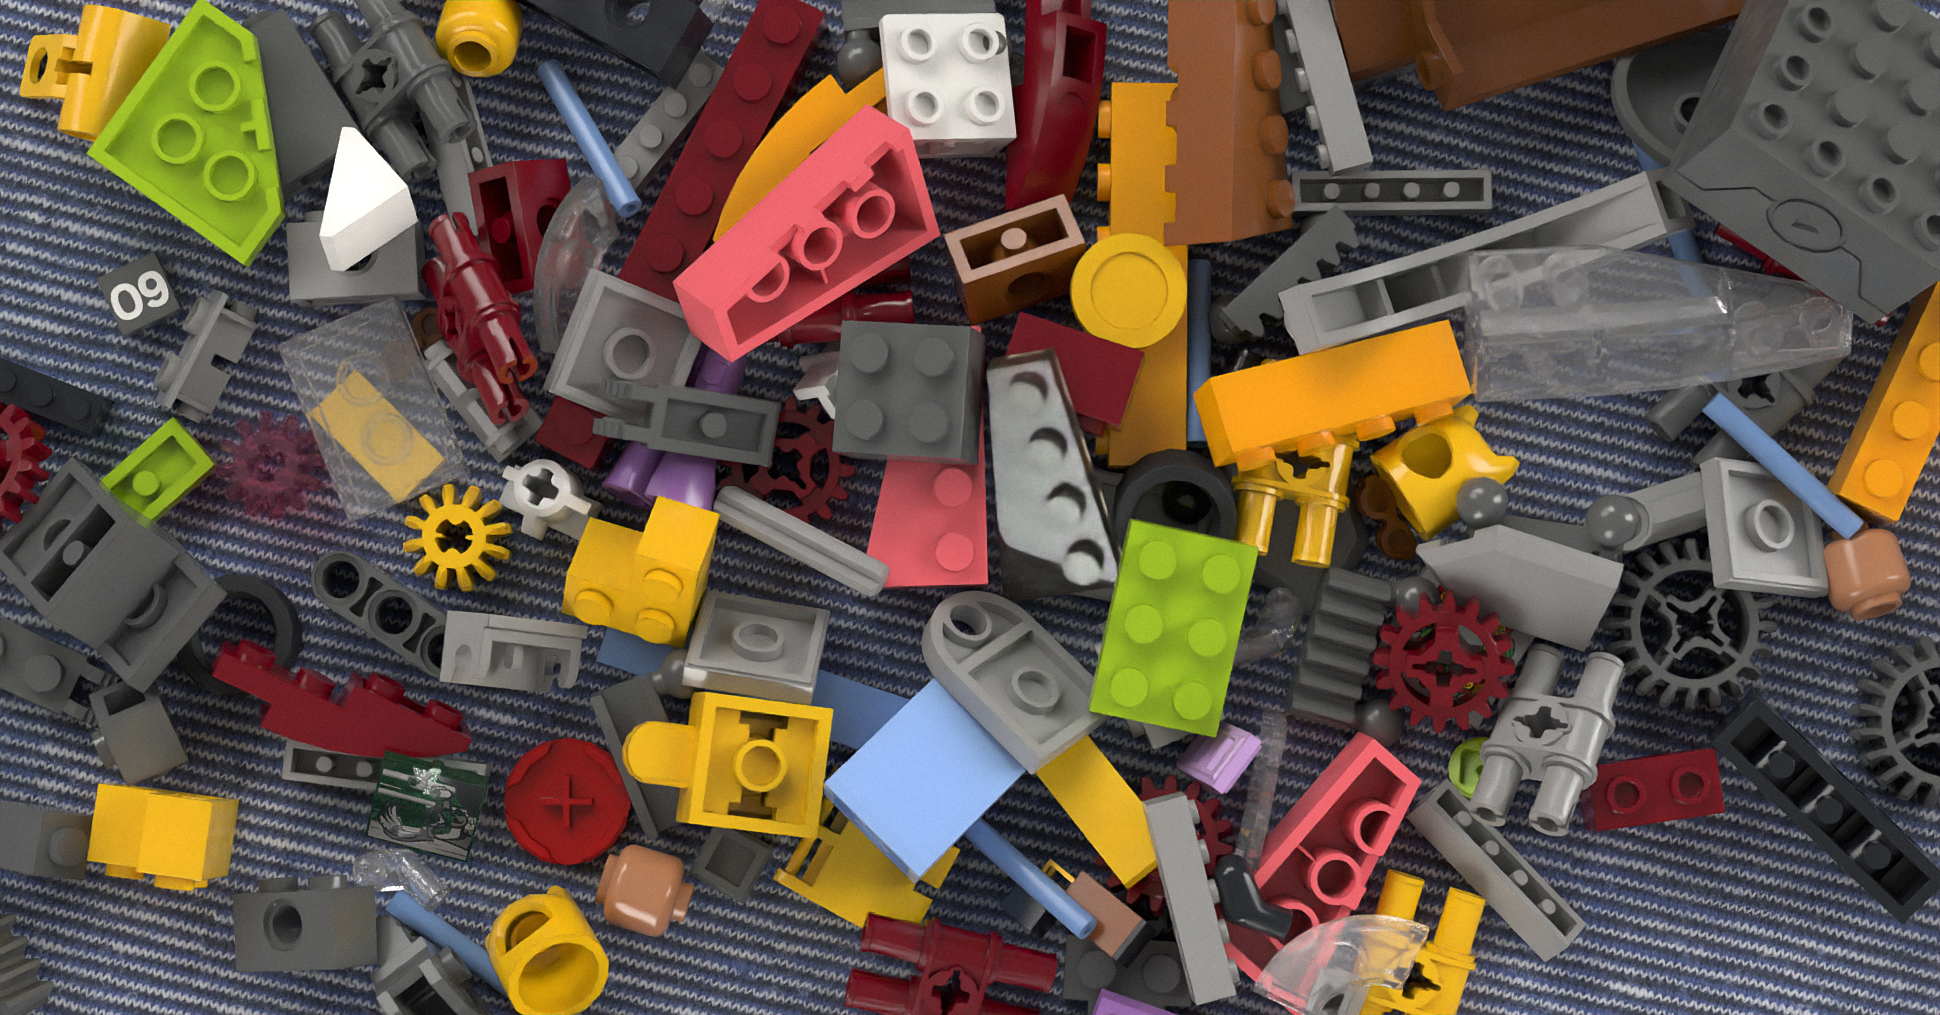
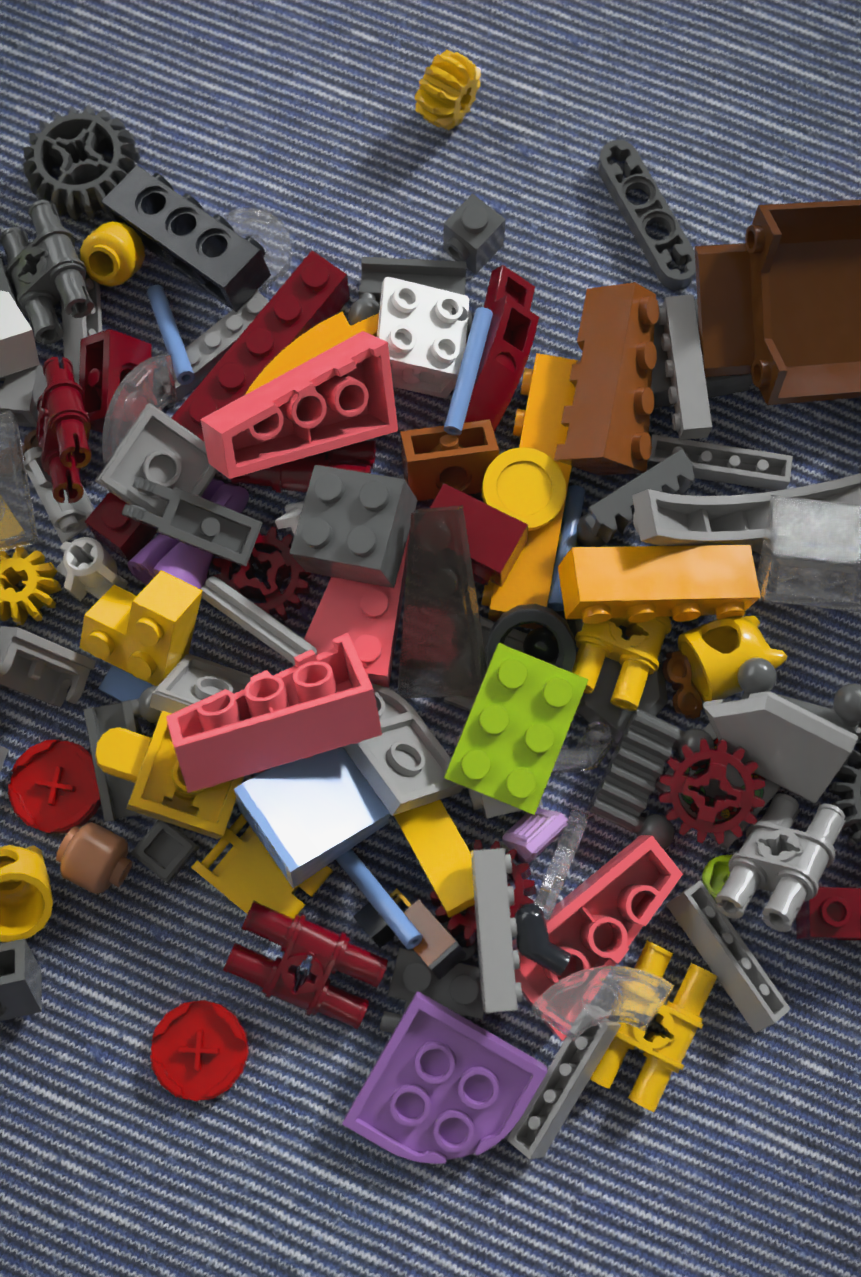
camera: 10 degrees right, 10 degrees down
(863, 677) = (277, 718): none -> coral wedge
(1023, 131) = (468, 371): none -> medium blue piece

